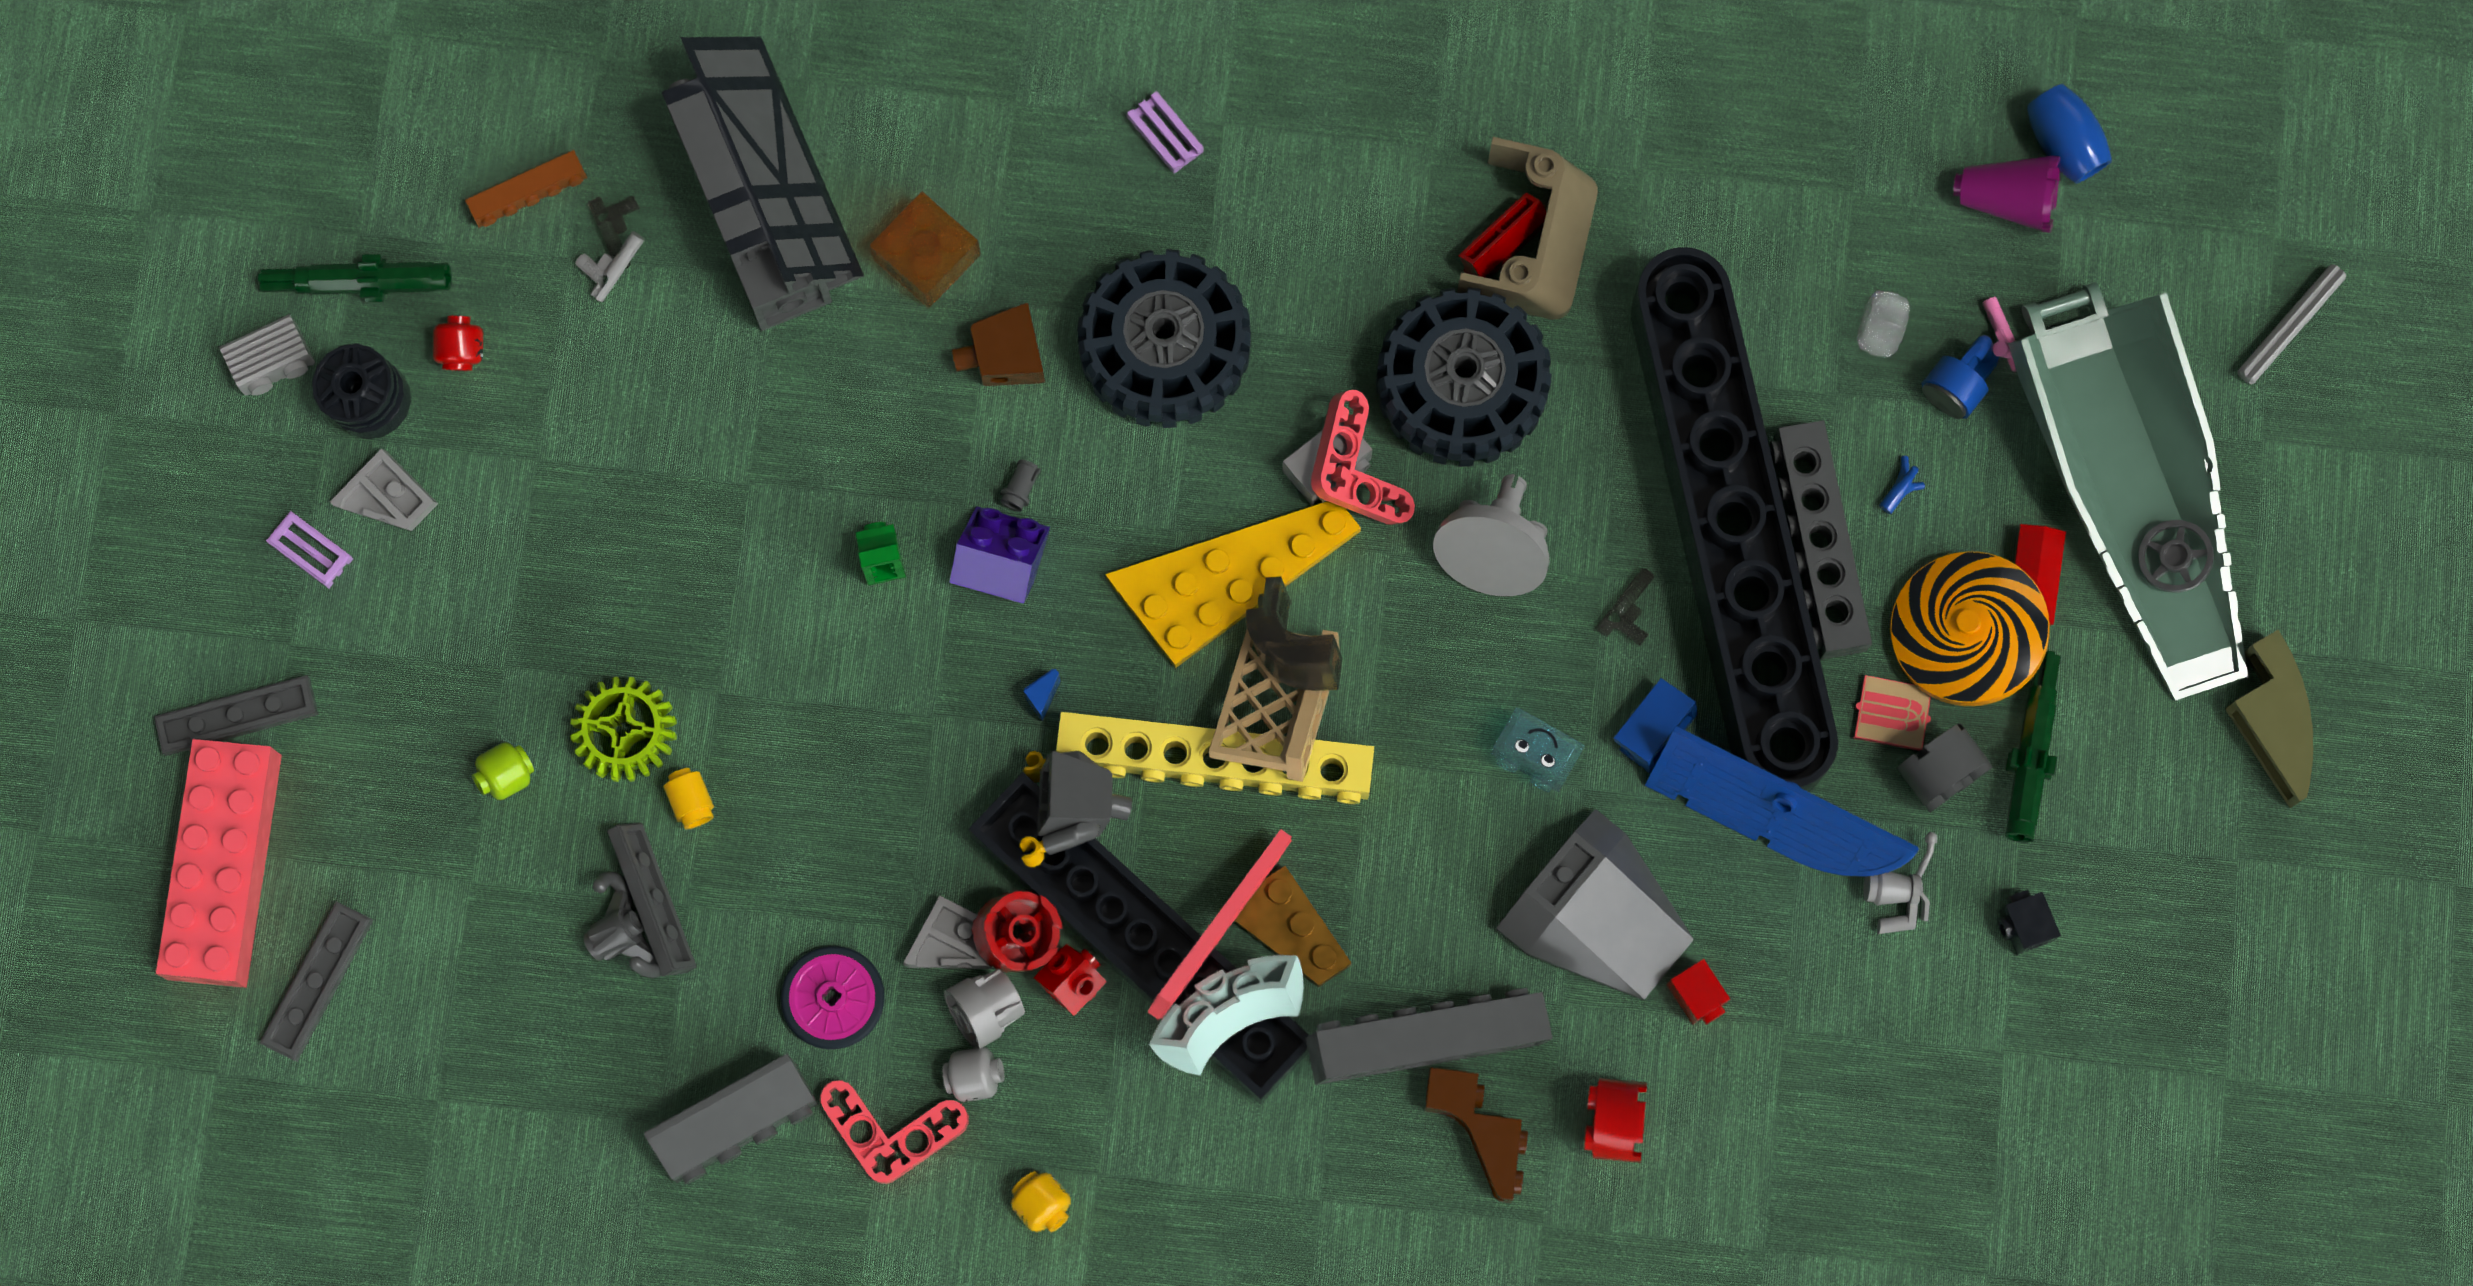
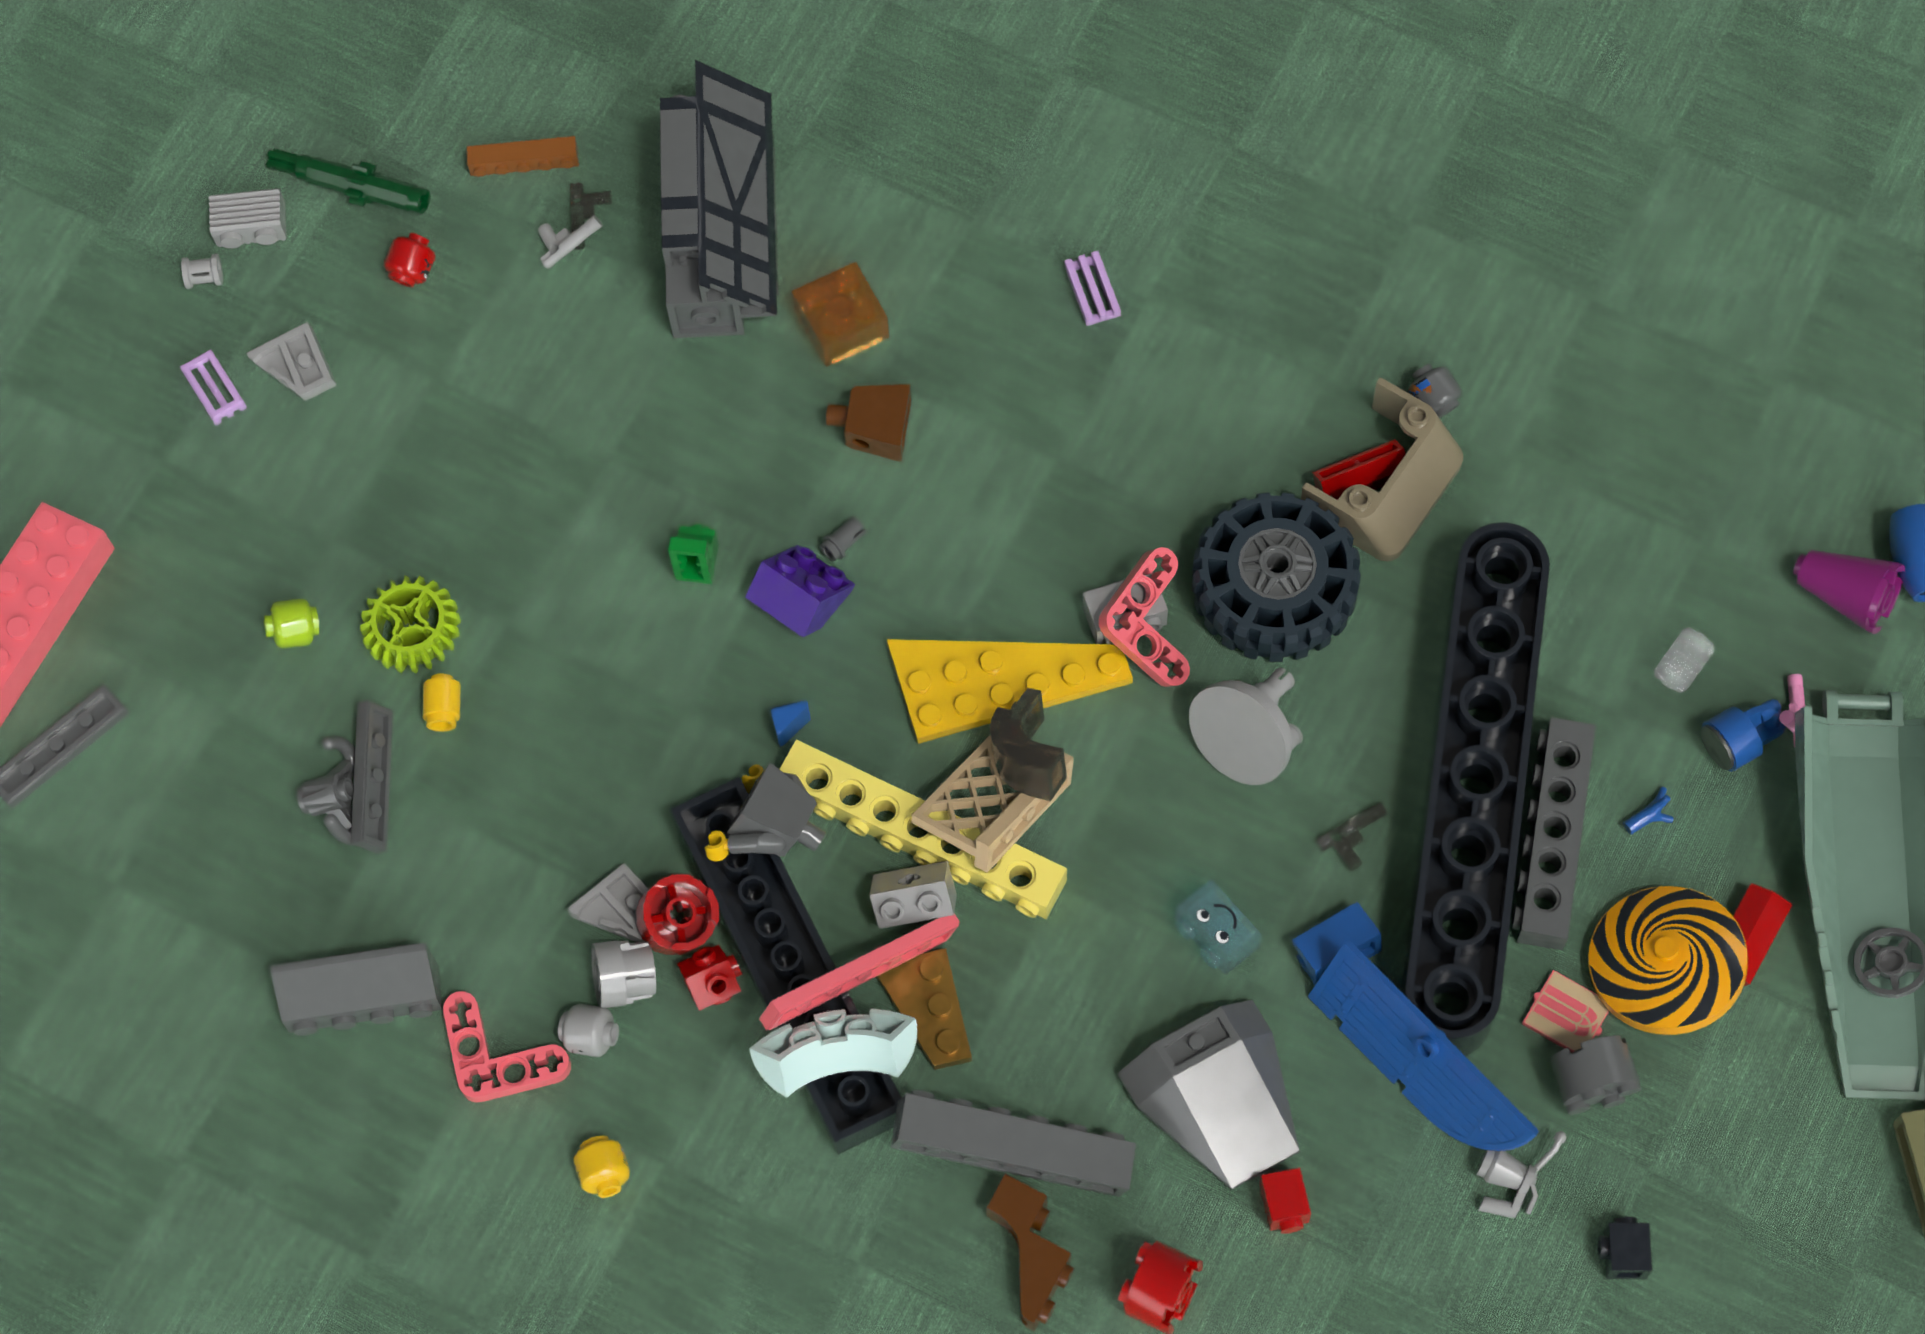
camera: 25 degrees right, 10 degrees down
(237, 715) = (94, 500): dark grey tile -> none
(244, 430) = (202, 271): none -> light grey bush
(361, 391) = (310, 269): black wheel -> none
(812, 980) = (503, 940): dark pink wheel -> none
(1154, 375) = (1019, 455): black wheel -> none
(1236, 826) = (913, 894): none -> light grey brick
(1545, 125) = (1436, 388): none -> dark grey head
(2032, 759) = (1684, 1101): dark green piece -> none

